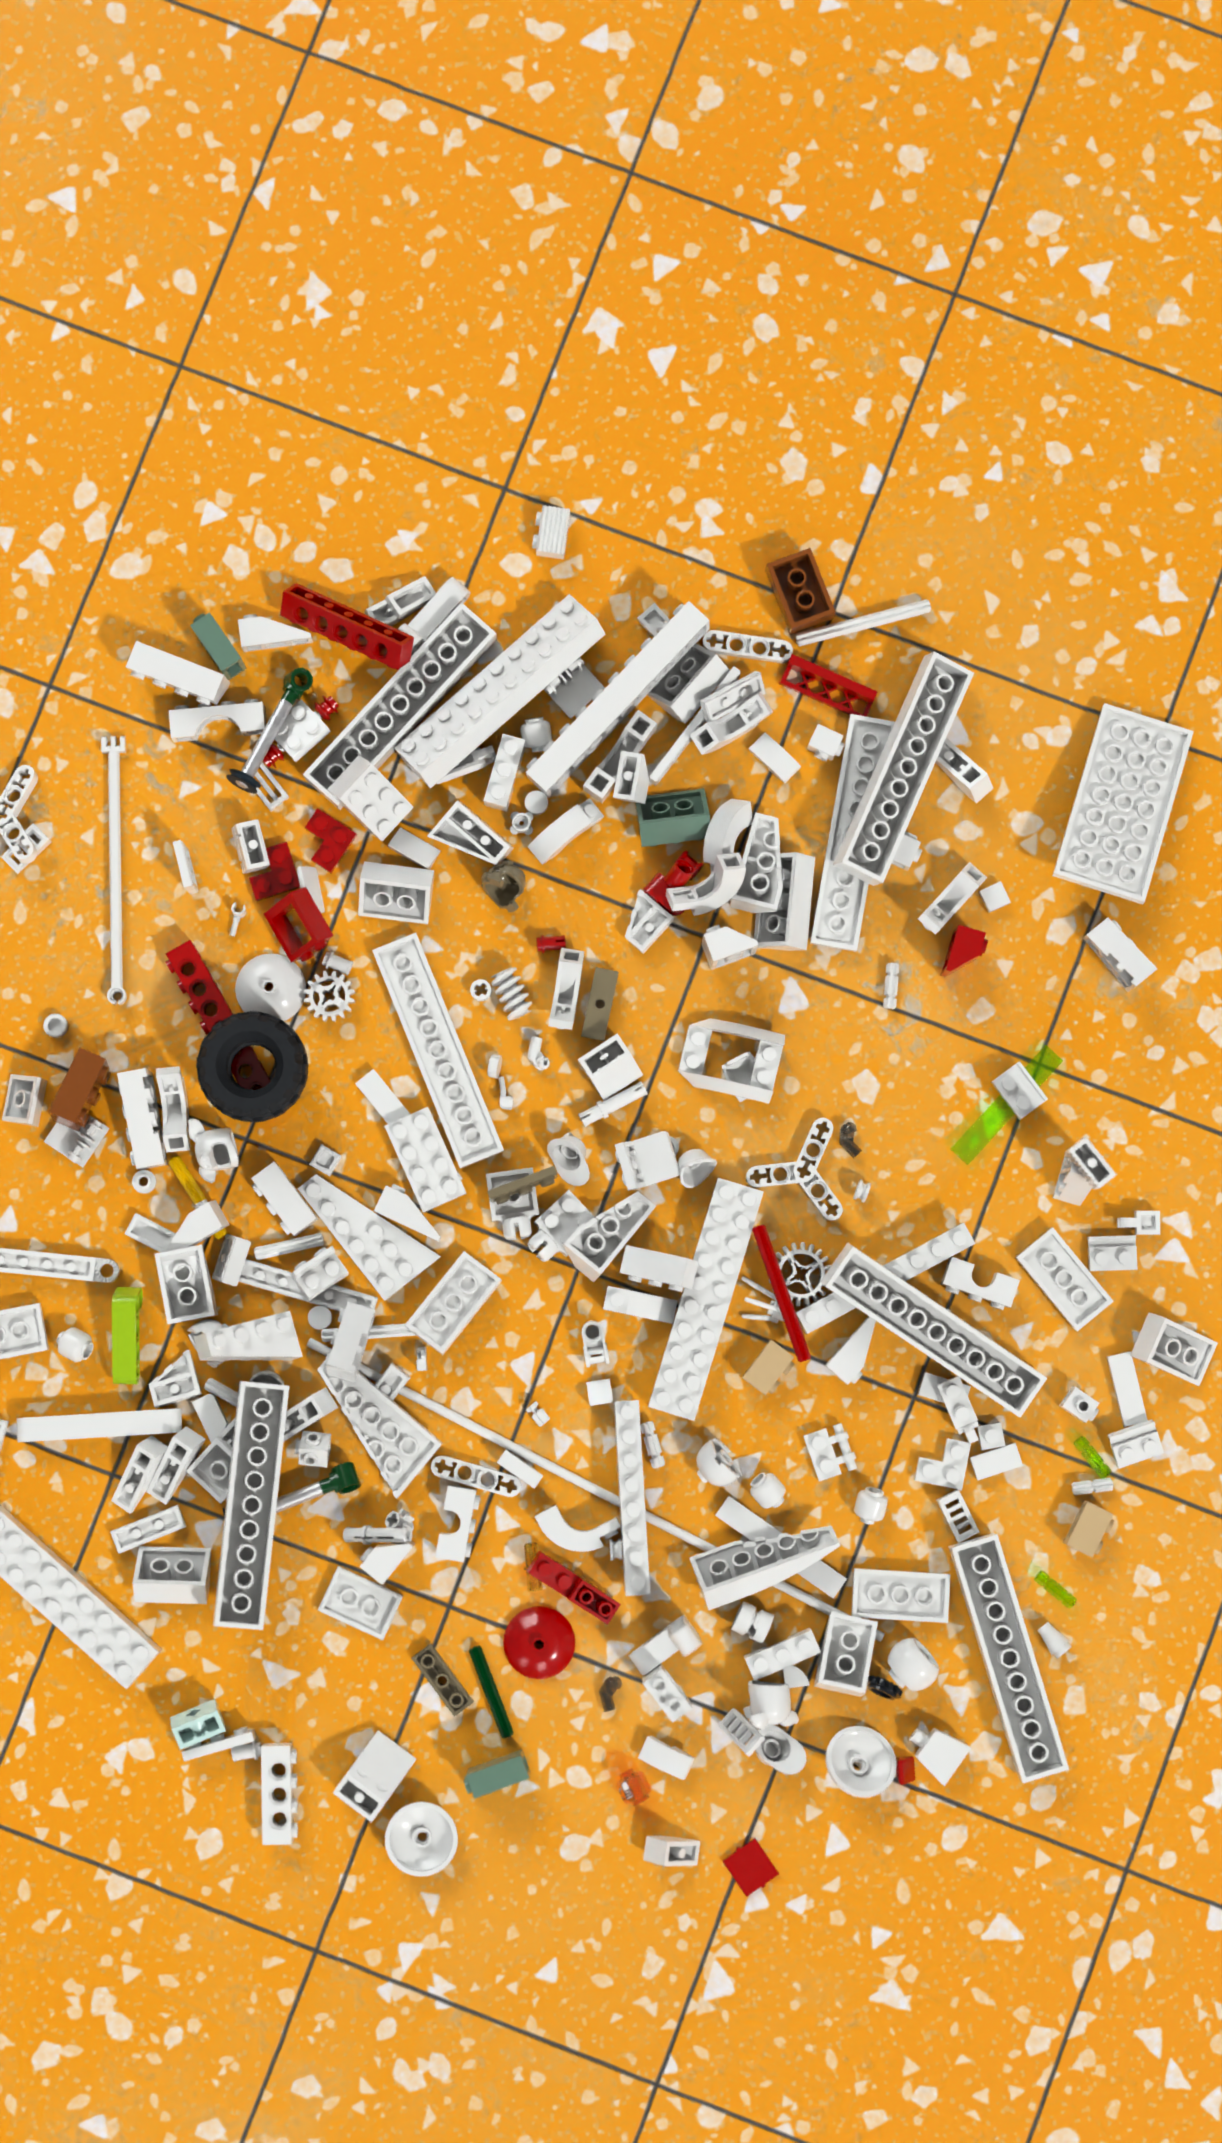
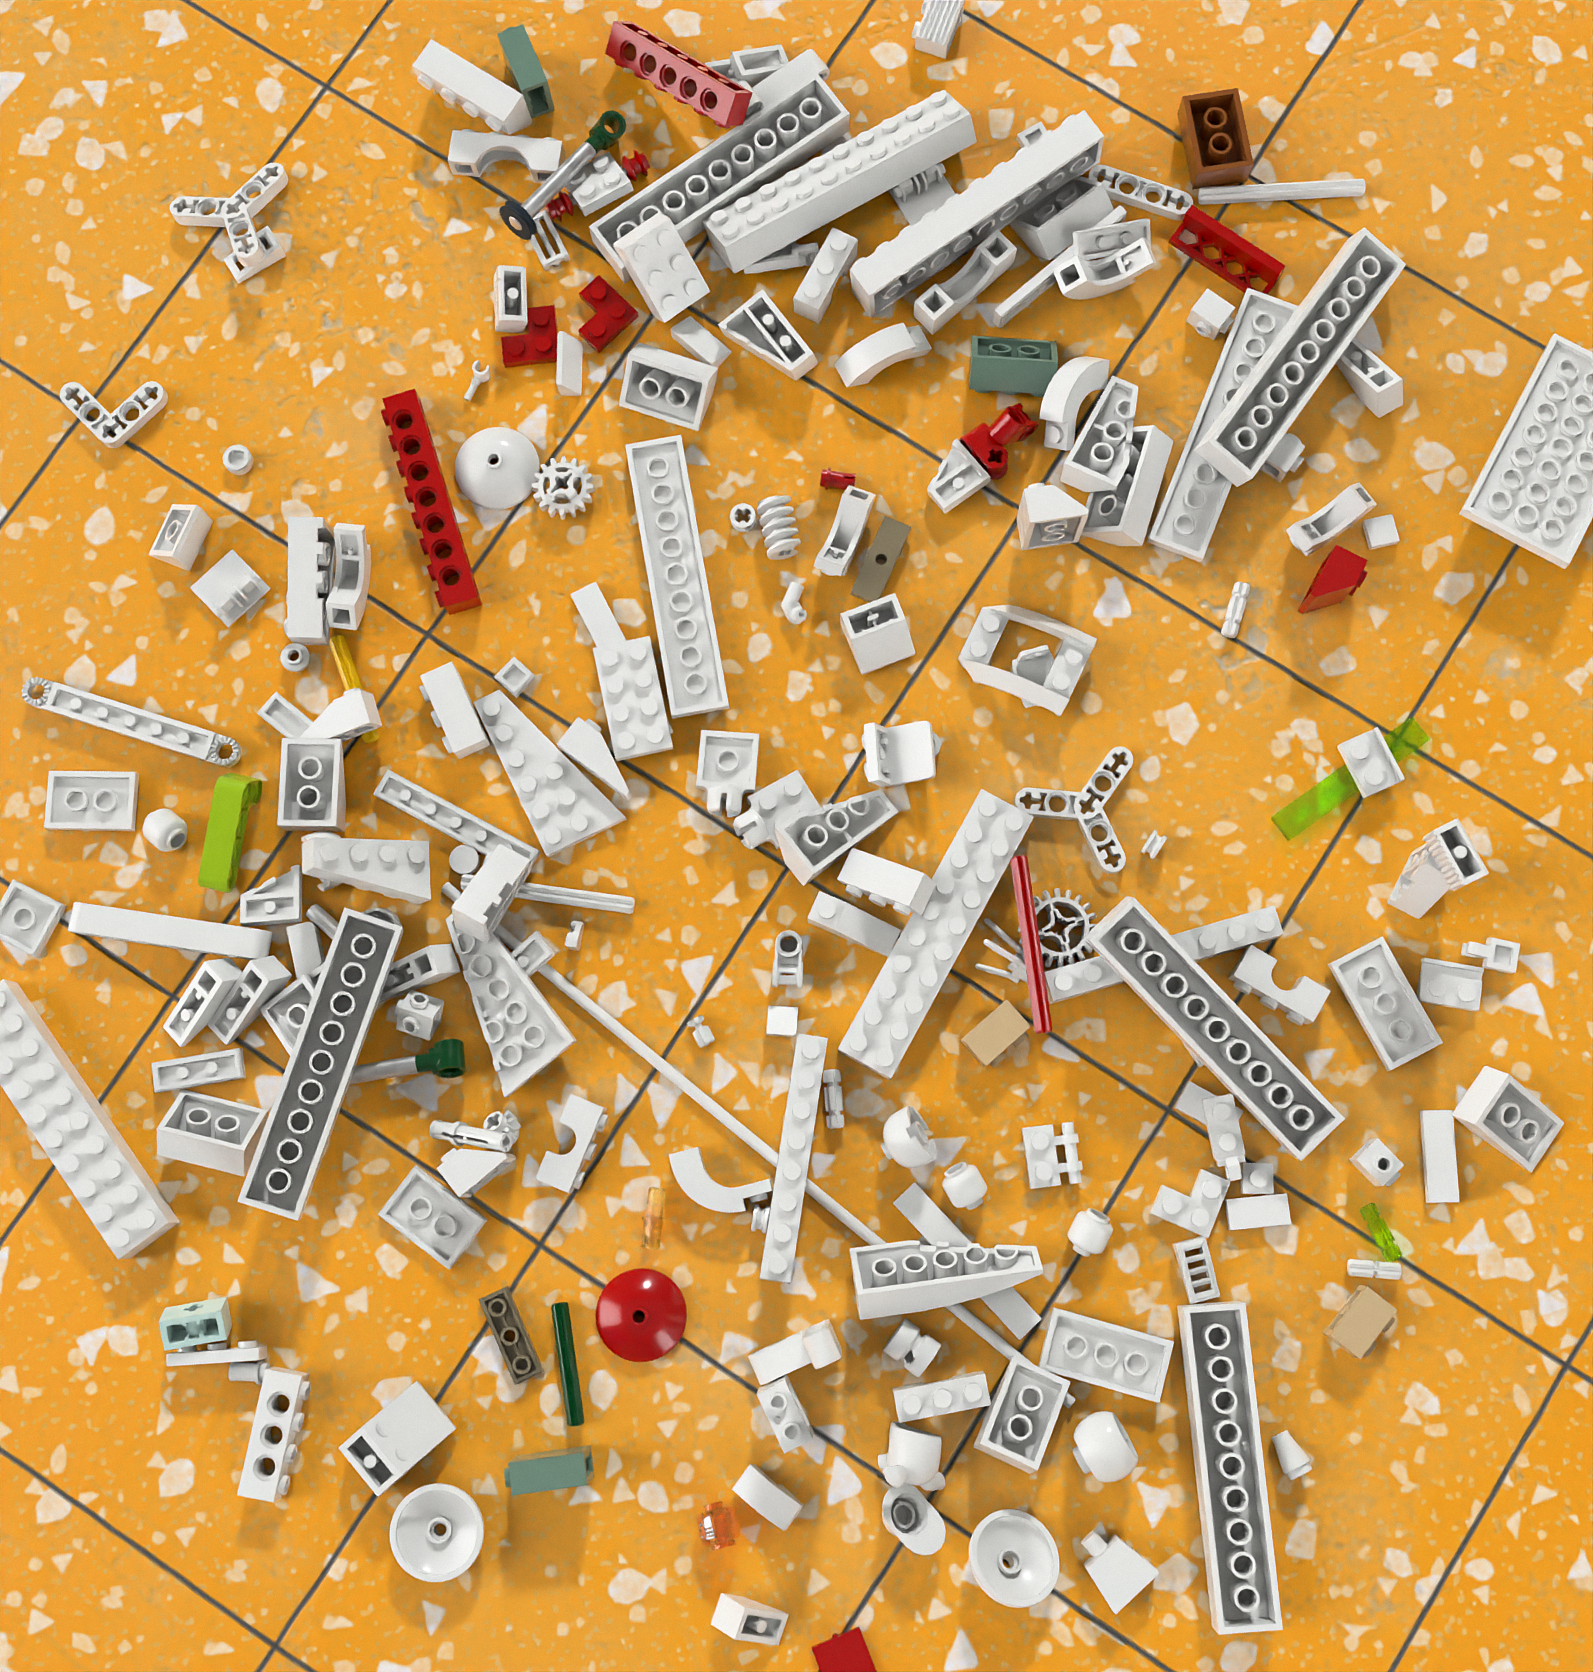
camera: 20 degrees right, 5 degrees down
(80, 1090) = (242, 531): dark orange brick -> none
(115, 865) = (380, 170): white hinge -> none
(185, 867) = (429, 306): white tile -> none
(213, 1149) = (384, 634): white piece -> none
(226, 1041) = (427, 507): black tyre -> none
(231, 1260) = (375, 769): white slope -> none
(263, 633) = (583, 72): white slope -> none
(289, 1246) = (447, 768): white axle -> none
(311, 919) = (552, 368): red window -> none
(319, 1272) = (475, 804): white bracket -> none
(337, 963) = (582, 453): white pin -> none
(453, 1303) = (627, 874): white plate -> none
(475, 1479) = (610, 1088): white beam -> none
(494, 1066) = (740, 607): white tile -> none
(504, 884) = (796, 399): dark tan helmet -> none
(506, 1102) = (744, 652): white hand -> none
(517, 818) = (829, 330): white plate -> none
(520, 1468) = (664, 1092): white piece -> none
(523, 1185) = (742, 749): dark tan tile -> none
(536, 733) = (870, 235): white head -> none
(536, 802) = (855, 319): white tile -> none
(569, 1159) = (805, 733): white piece -> none
(573, 1587) = (698, 1254): red slope -> none
(607, 1690) = (711, 1395): clear smoke arm -> none
(612, 1104) = (862, 682): white pin -> none
(631, 778) = (973, 306): white slope -> none
(695, 1167) = (956, 773): white helmet -> none
(713, 891) = (1046, 451): white arch -> none
(740, 1731) = (869, 1484): white slope -> none
(775, 757) = (1147, 320): white slope -> none
(794, 1677) = (951, 1429): white tile -> none
(846, 1139) = (1146, 780): clear smoke arm -> none
(852, 1354) = (1102, 1042): white slope -> none
(884, 1688) = (1062, 1469): black gear -> none
(905, 1769) = (1068, 1581): red slope -> none
(1055, 1589) = (1303, 1390): clear neon green axle -> none
(1119, 954) = (1524, 626): white wedge -> none
(1135, 1443) = (1439, 1227): white plate -> none

